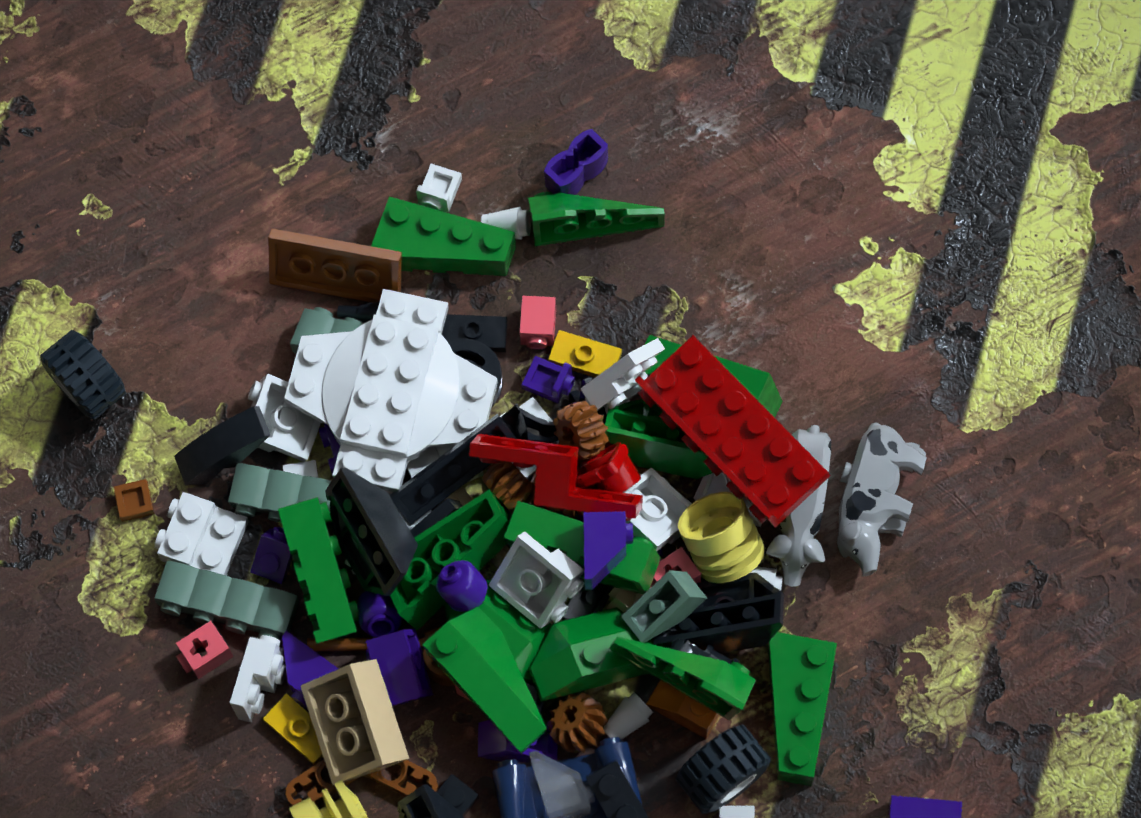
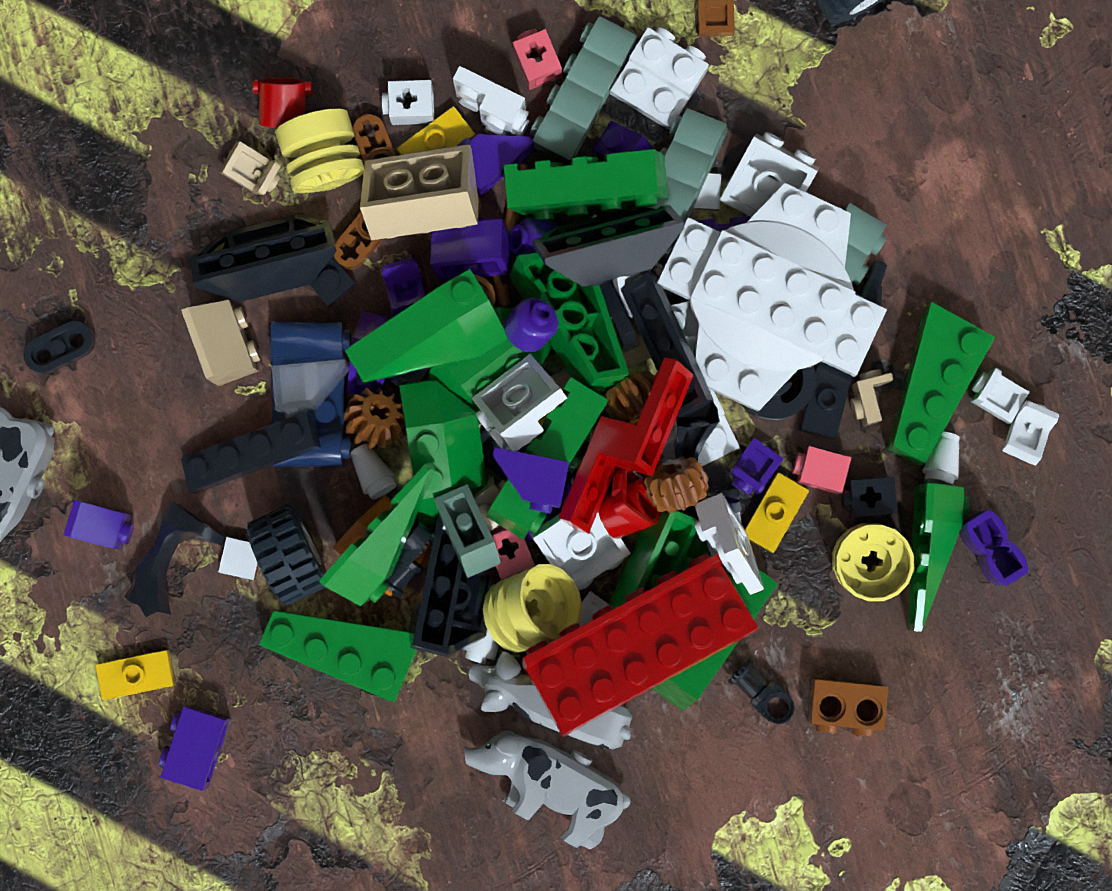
camera: 100 degrees right, 15 degrees up
(222, 447) = (746, 110): black slope -> none
(261, 746) = (420, 110): none -> white brick
(332, 266) = (926, 264): dark orange plate -> none
(448, 723) = (403, 284): none -> dark purple bracket
(466, 157) = (1030, 432): none -> white bracket
(468, 297) = (865, 403): none -> tan bracket
(554, 264) = (884, 492): none -> black brick
(616, 243) = (884, 579): none -> light yellow wheel
(736, 260) = (848, 697): none -> dark orange brick
(748, 334) = (765, 692): none -> black connector

